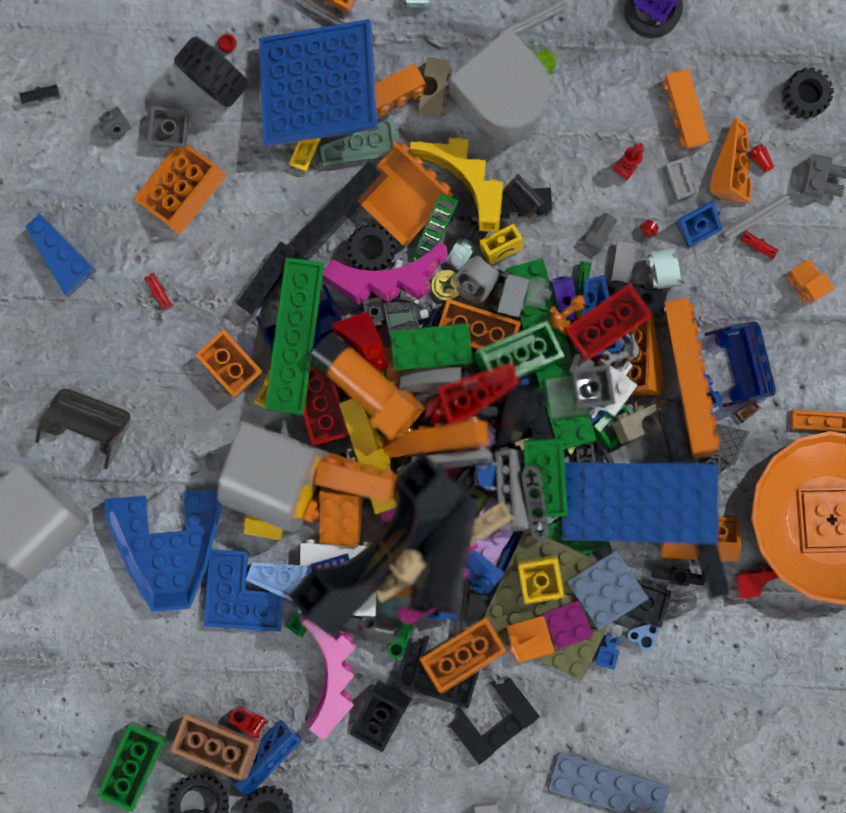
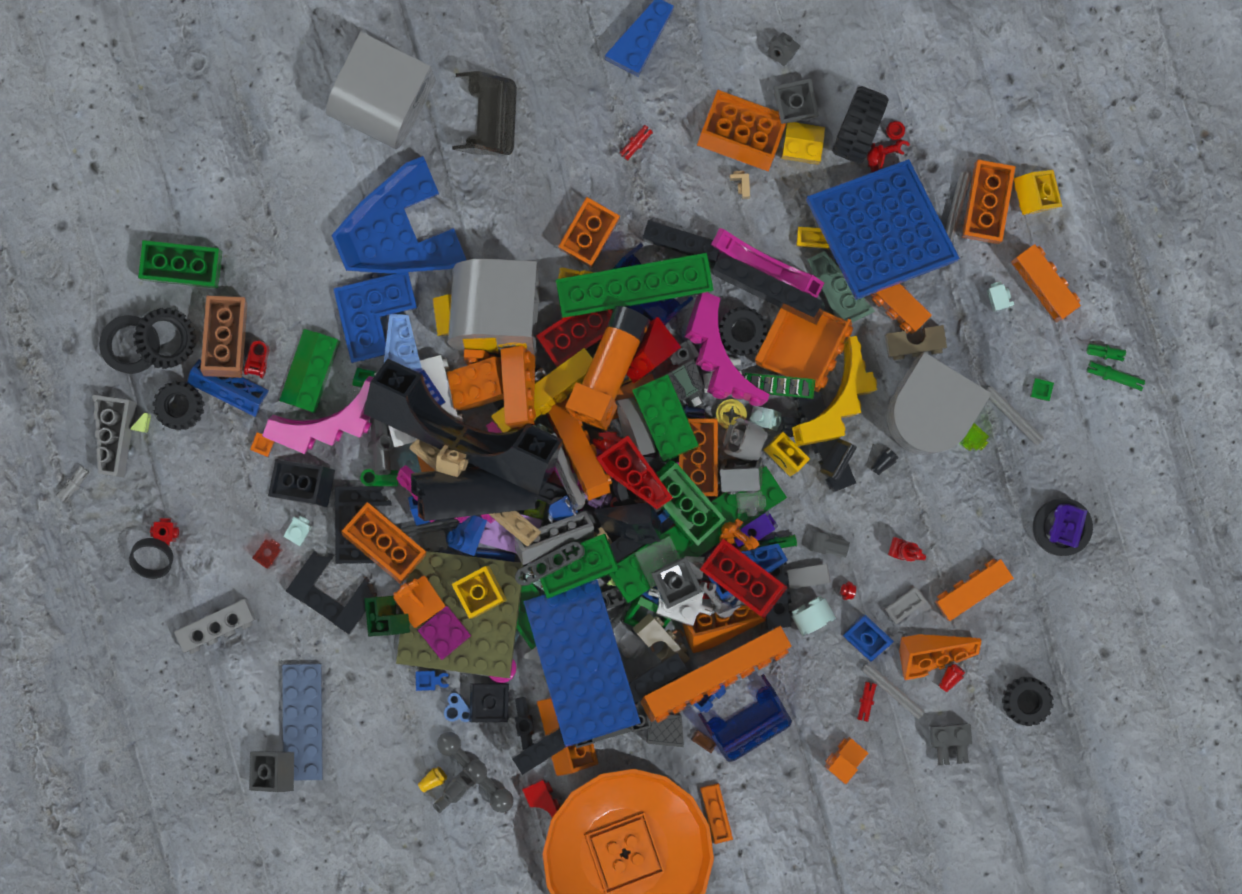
camera: 65 degrees right, 0 degrees up
(211, 133) = (803, 143): none -> yellow slope
(233, 202) = (744, 186): none -> tan bracket
(244, 65) = (877, 154): none -> red piece
(275, 674) = (309, 370): none -> green slope
(295, 224) = (739, 250): none -> dark pink arch
(332, 742) = (262, 445): none -> orange plate
(424, 733) = (298, 530): none -> light aqua bracket
(443, 775) = (268, 561): none -> clear red brick
(535, 679) = (383, 619): none -> dark green brick
(537, 154) = (884, 461): none -> black cone
(607, 589) = (489, 659): sand blue plate -> none
(703, 679) = (432, 779): none -> yellow cone
(711, 640) = (474, 773): none -> dark grey connector

